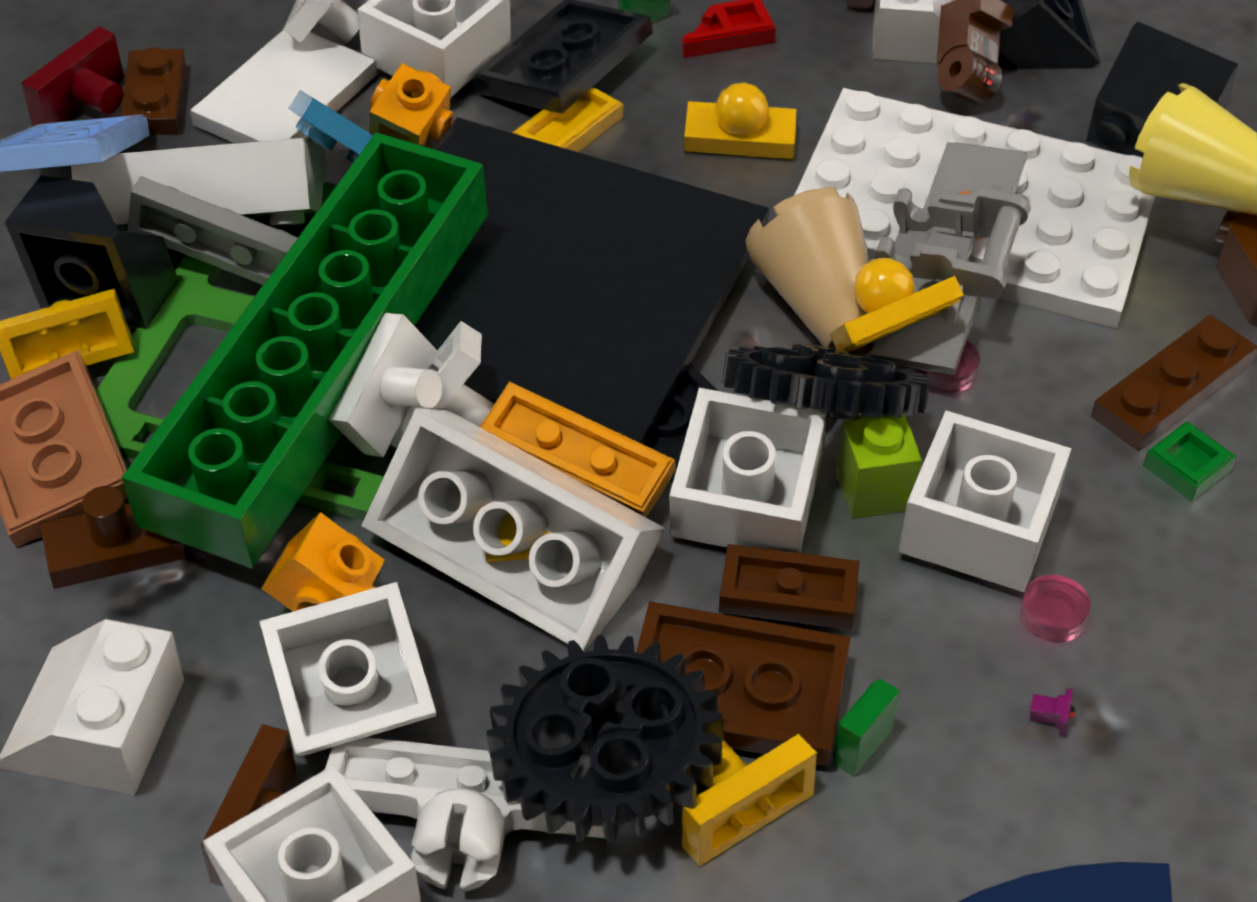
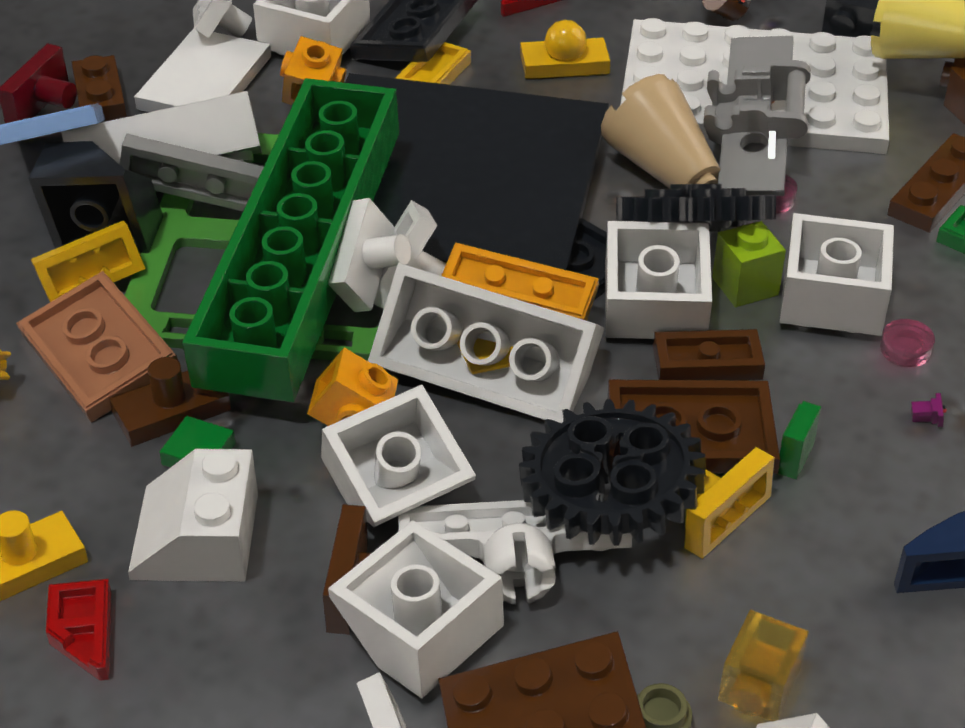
camera: 10 degrees left, 5 degrees down
(128, 598) = (193, 435): none -> green tile
(328, 126) = (262, 85): dark azure plate -> none
(888, 297) = (728, 147): yellow tile -> none

